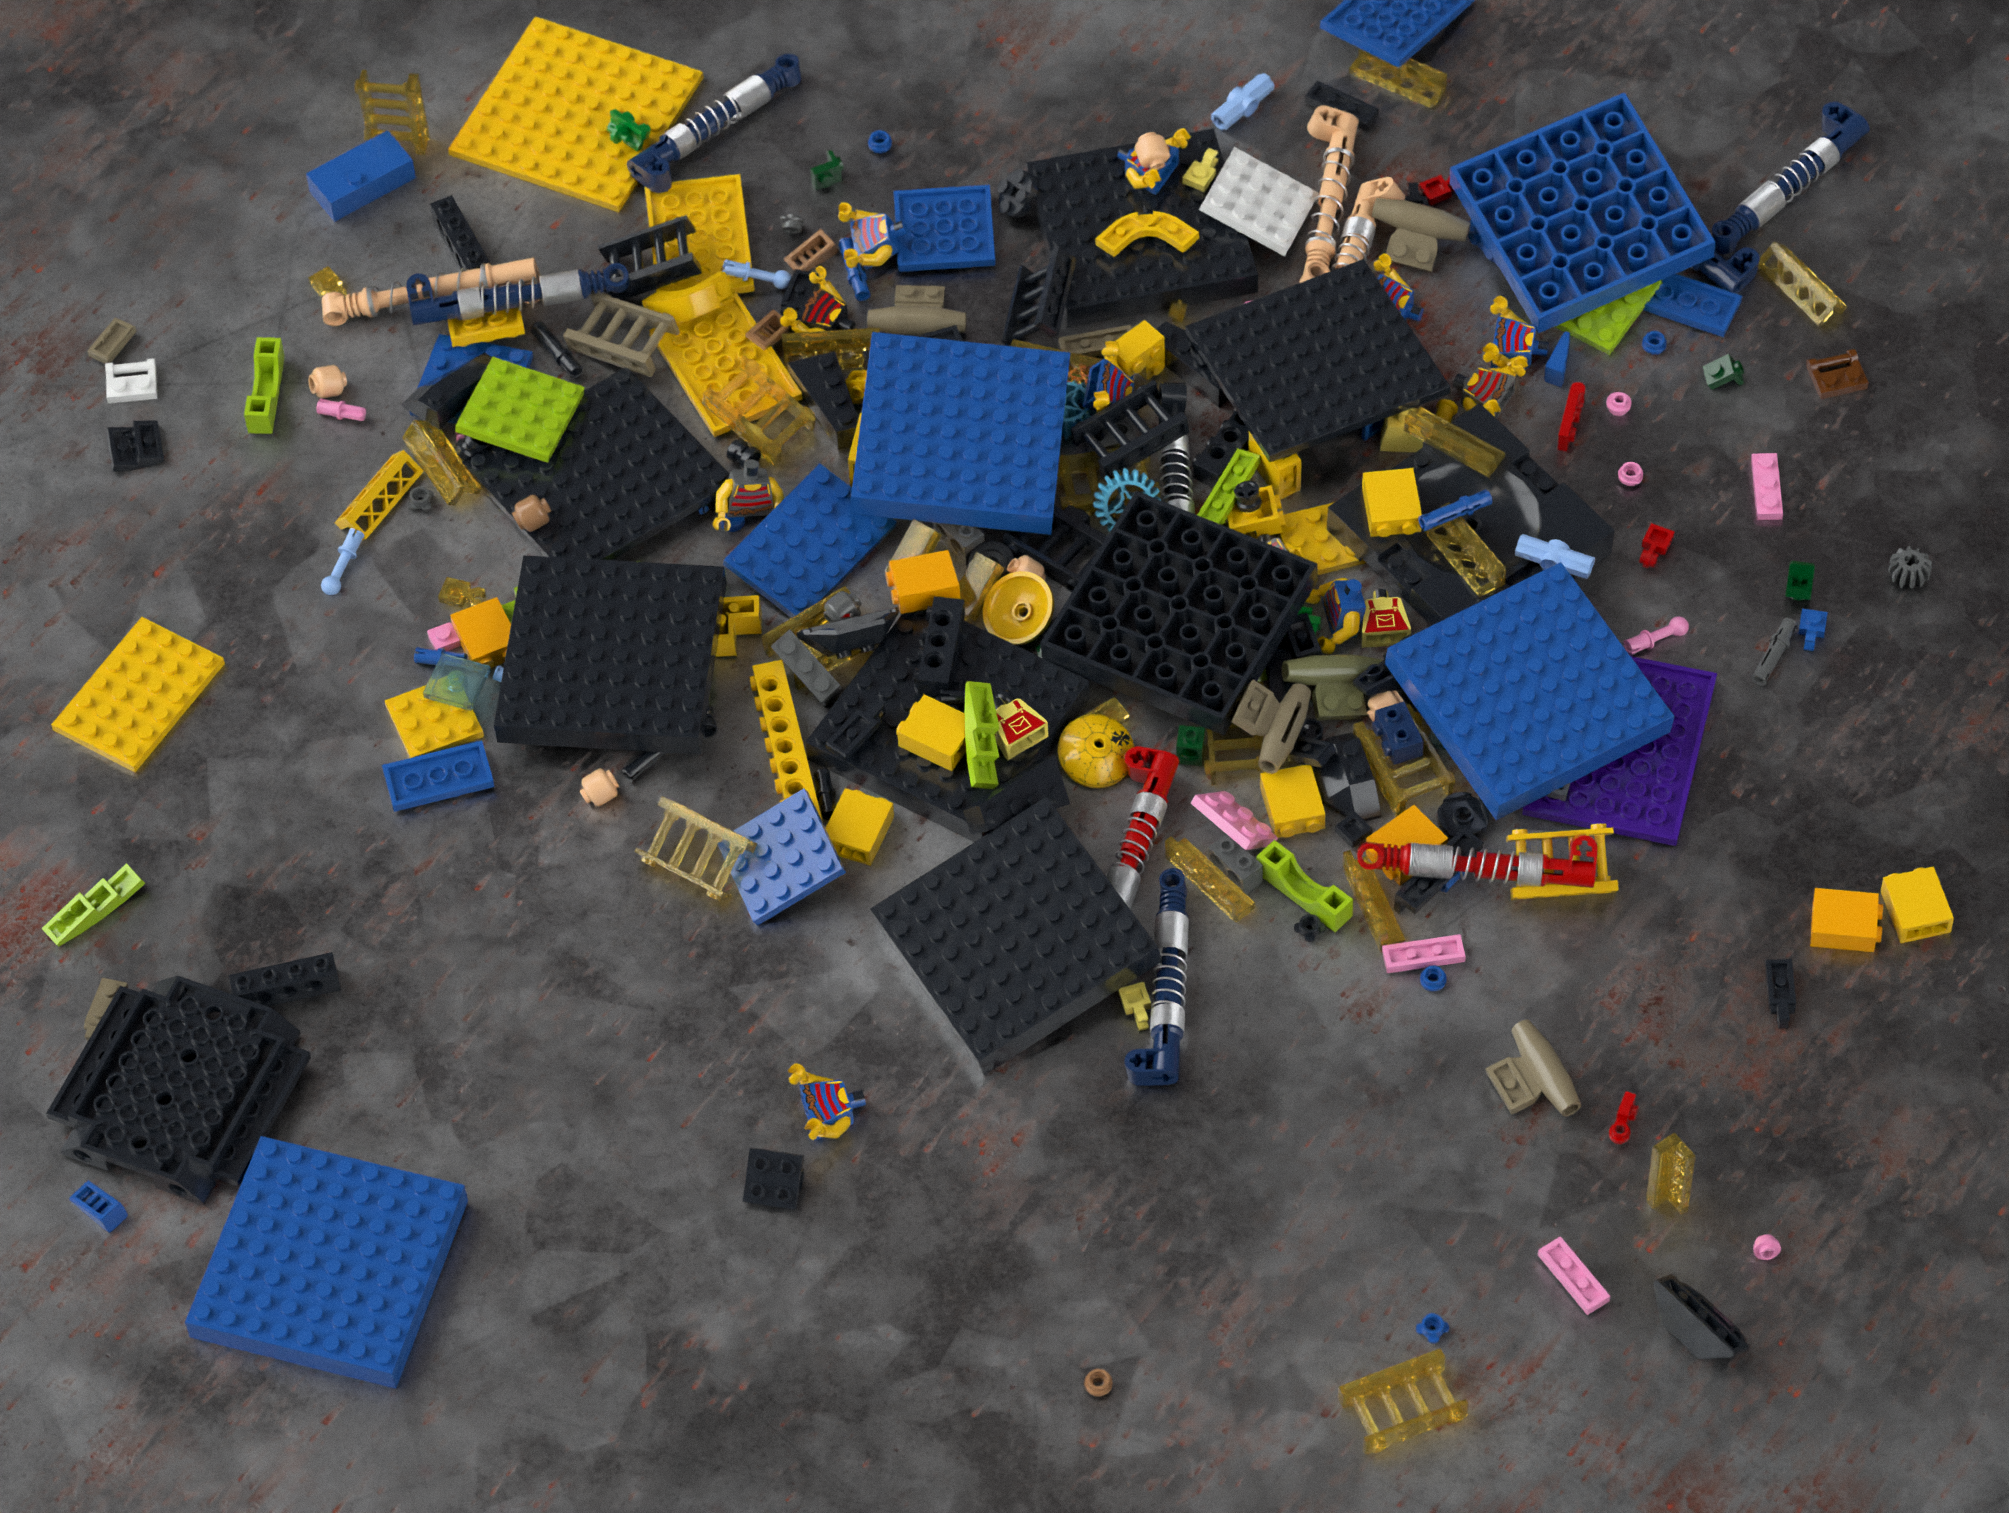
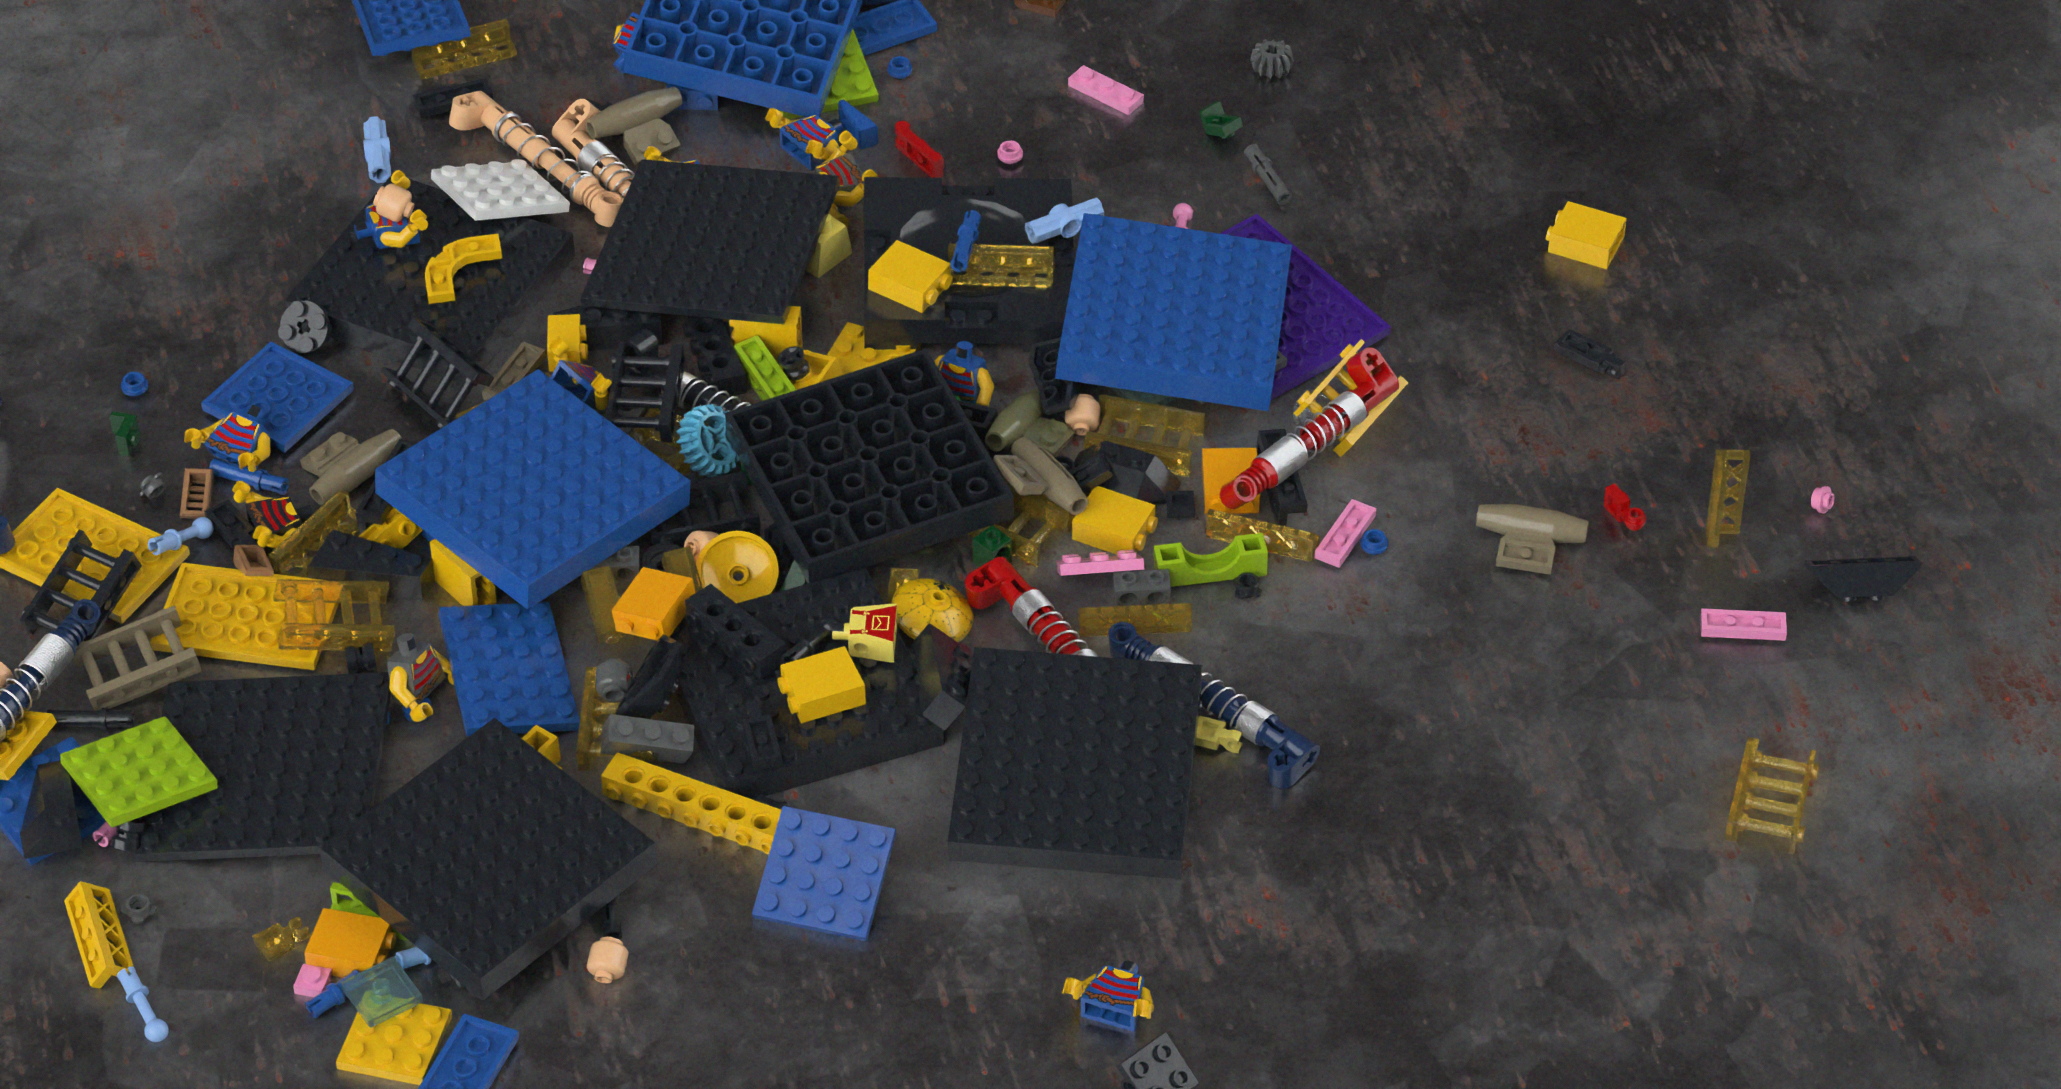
camera: 55 degrees left, 10 degrees down
(439, 462) = (114, 871): clear yellow fence -> none
(531, 513) = (268, 824): medium nougat head -> none
(691, 301) = (162, 592): yellow arch -> none
(694, 823) = (760, 896): clear yellow fence -> none
(859, 825) = (842, 796): yellow brick -> none
(980, 731) = (858, 648): lime slope -> none
(1098, 1375) = (1571, 979): medium nougat plate -> none
(1177, 311) = (542, 307): clear yellow plate -> none
(1201, 174) = (434, 202): light yellow plate -> none
(1384, 620) = (1004, 364): torso -> none
(1398, 733) = (1125, 414): dark blue brick -> none
(1432, 1320) = (1712, 737): blue plate -> none
(1436, 189) = (609, 90): red plate -> none
(1453, 441) = (888, 210): clear yellow fence -> none
(1462, 802) = (1238, 421): black plate -> none
(1618, 408) = (934, 120): bright pink plate -> none
(1655, 540) = (1094, 174): red plate -> none
(1723, 371) = (972, 47): dark green bracket -> none
(1812, 626) = (1267, 142): blue plate -> none
(1845, 920) = (1560, 280): light orange brick -> none

